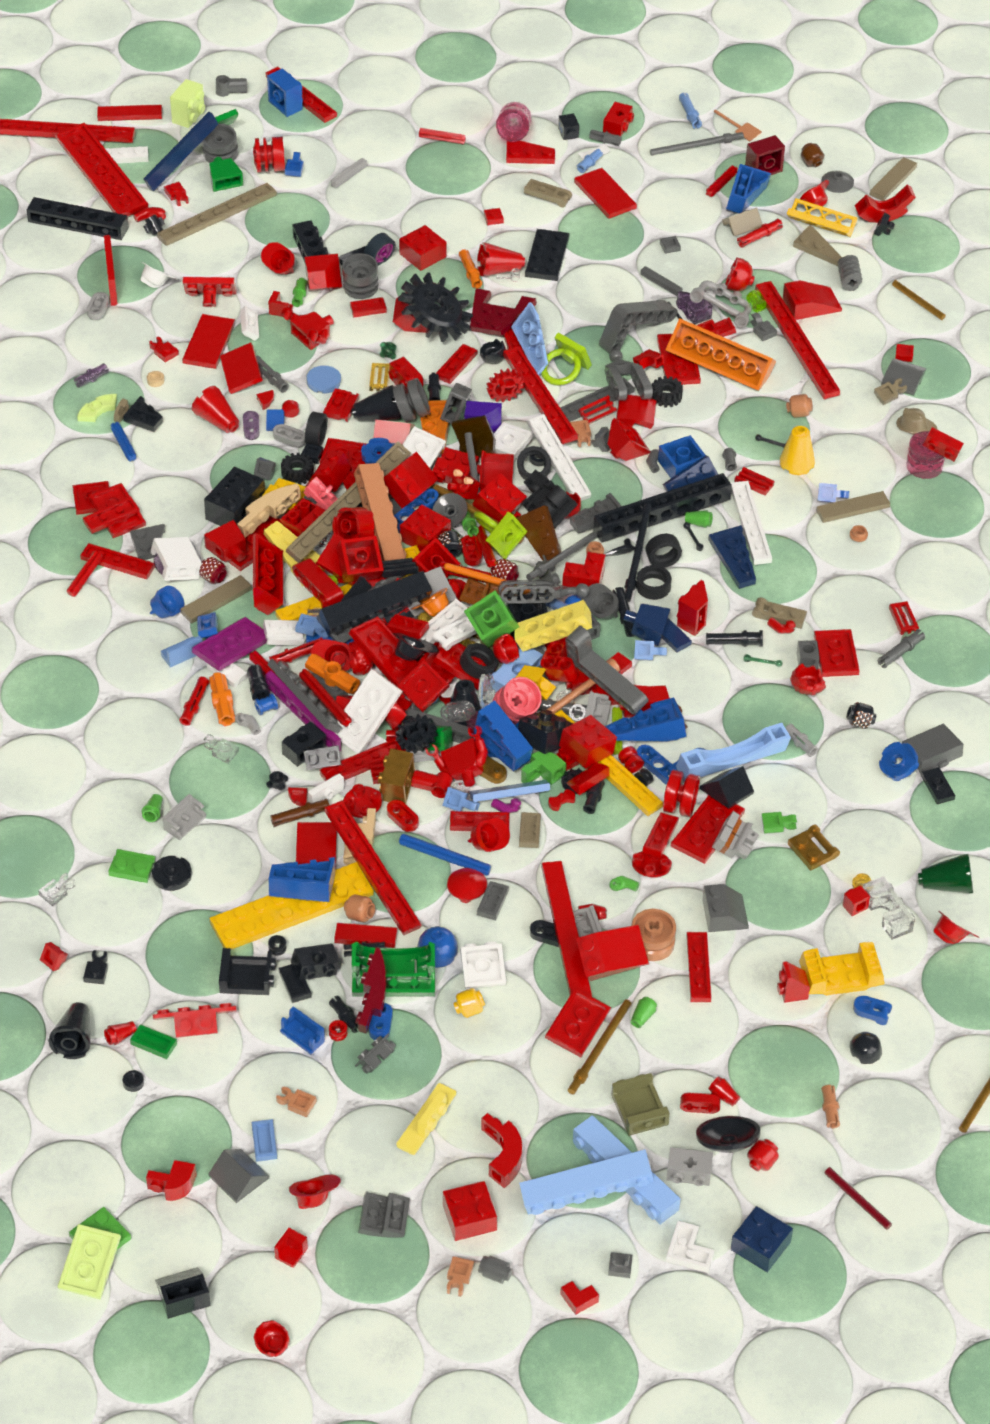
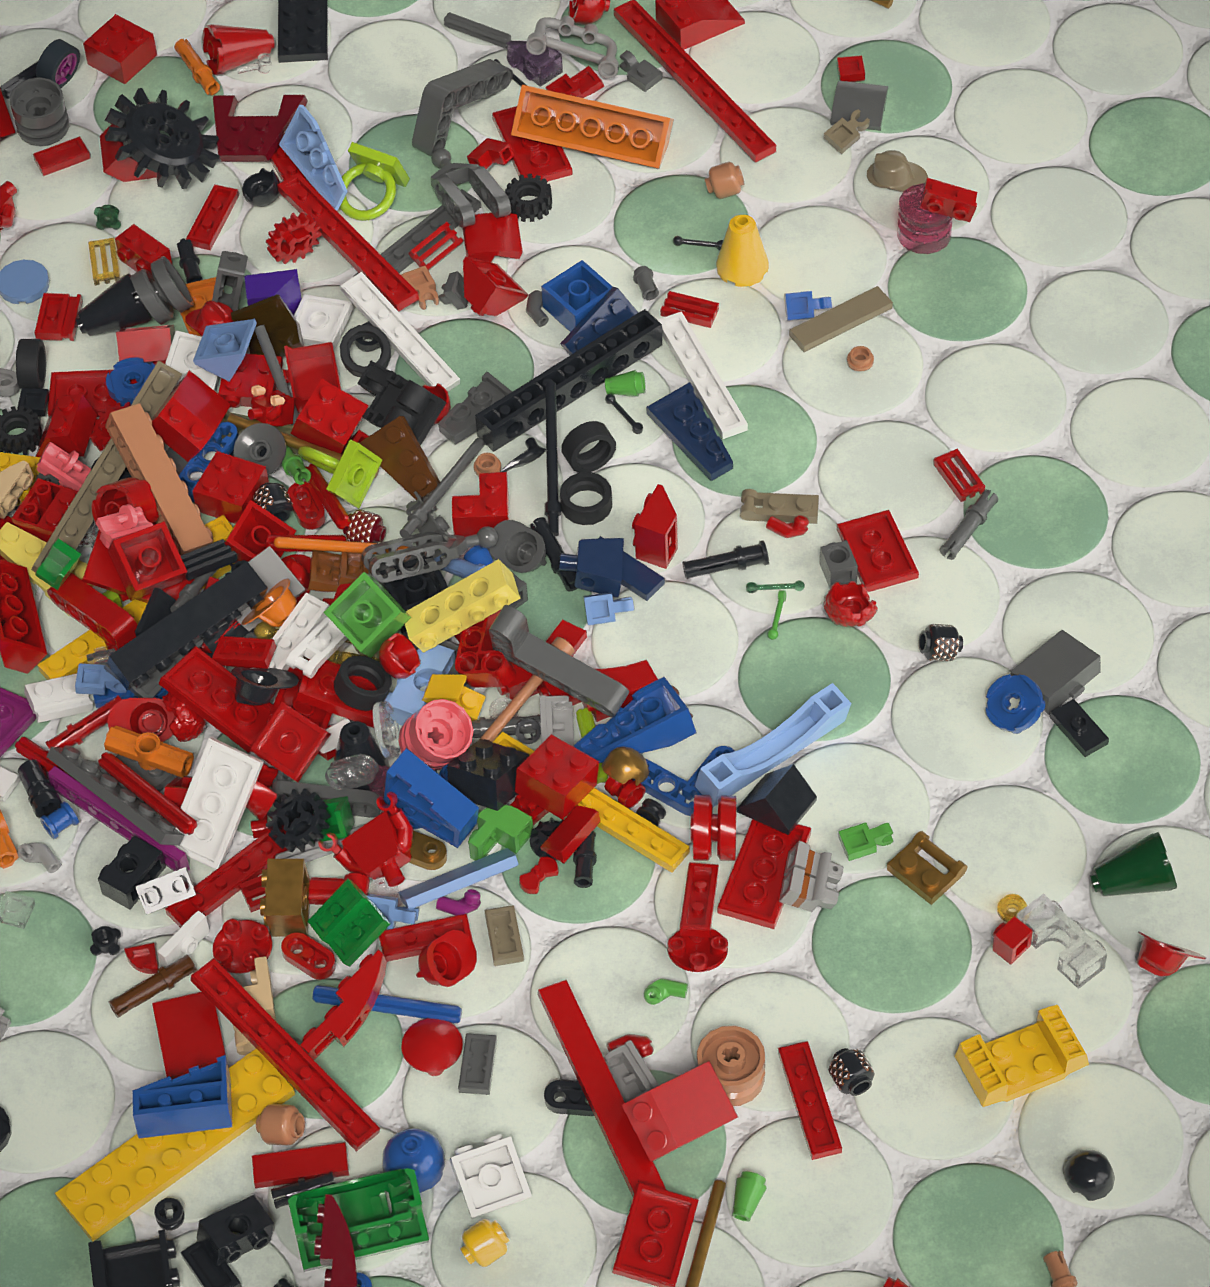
camera: 10 degrees left, 5 degrees up
(303, 550) = (58, 564): none -> green panel
(349, 531) = (121, 524): none -> coral hips
(426, 845) = (357, 1000): none -> red slope
(433, 800) = (348, 922): none -> green slope
(440, 426) = (210, 314): none -> red piece
(442, 441) = (224, 347): none -> medium blue slope
(634, 742) = (626, 764): none -> pearl gold hair
(724, 908) = (823, 998): dark grey slope -> none
(729, 955) = (851, 1071): none -> black head
(753, 688) = (773, 633): none -> bright green hinge
(757, 302) = (621, 33): clear neon green bush -> none
(793, 983) = (957, 1098): slope -> none
(808, 747) = (878, 710): light grey pin -> none
(865, 1006) = (1070, 1109): blue plate -> none

